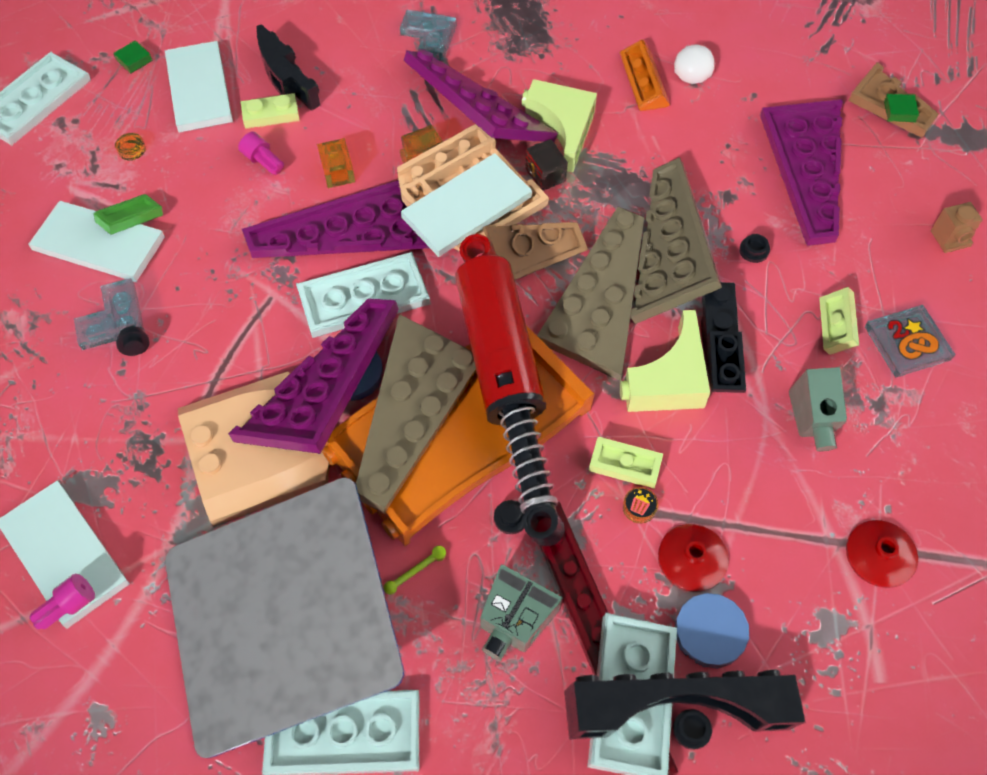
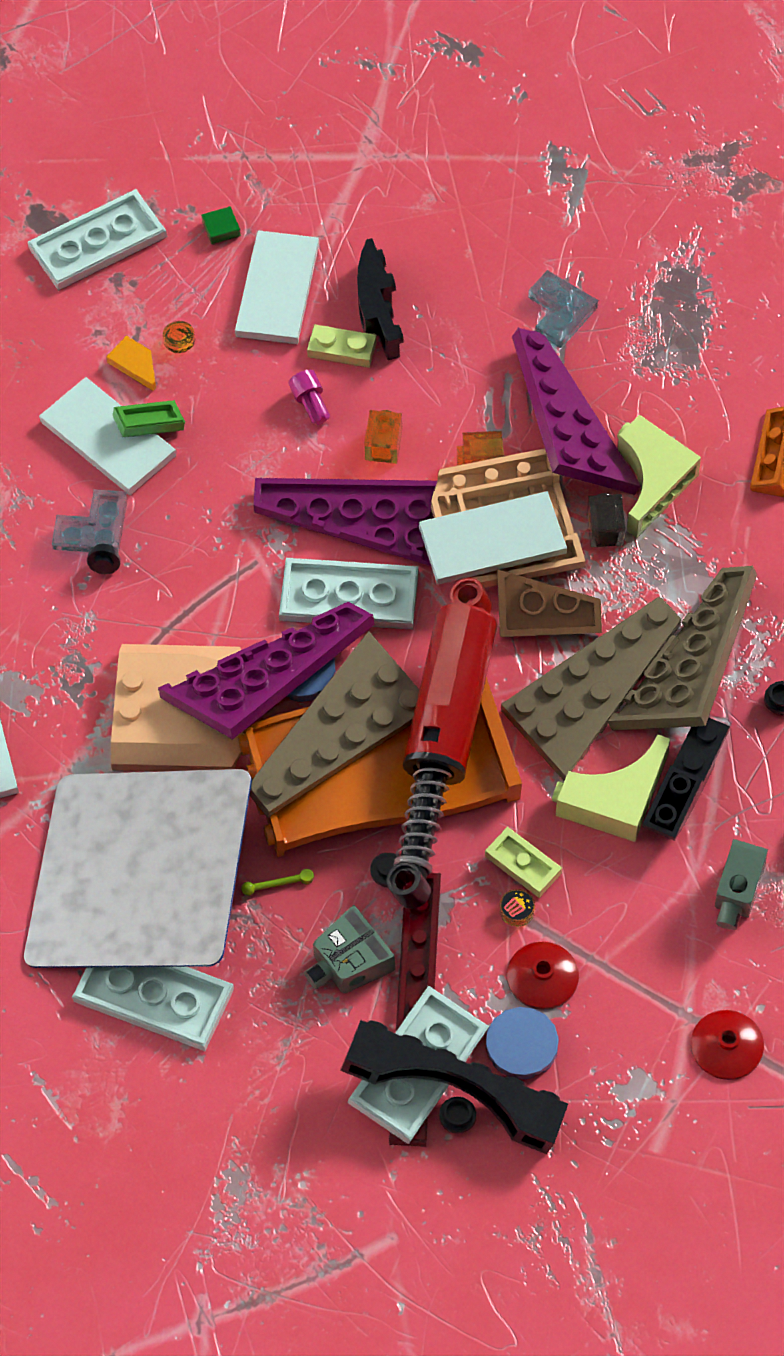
camera: 25 degrees right, 0 degrees up
(98, 176) = (134, 361): none -> light orange tile

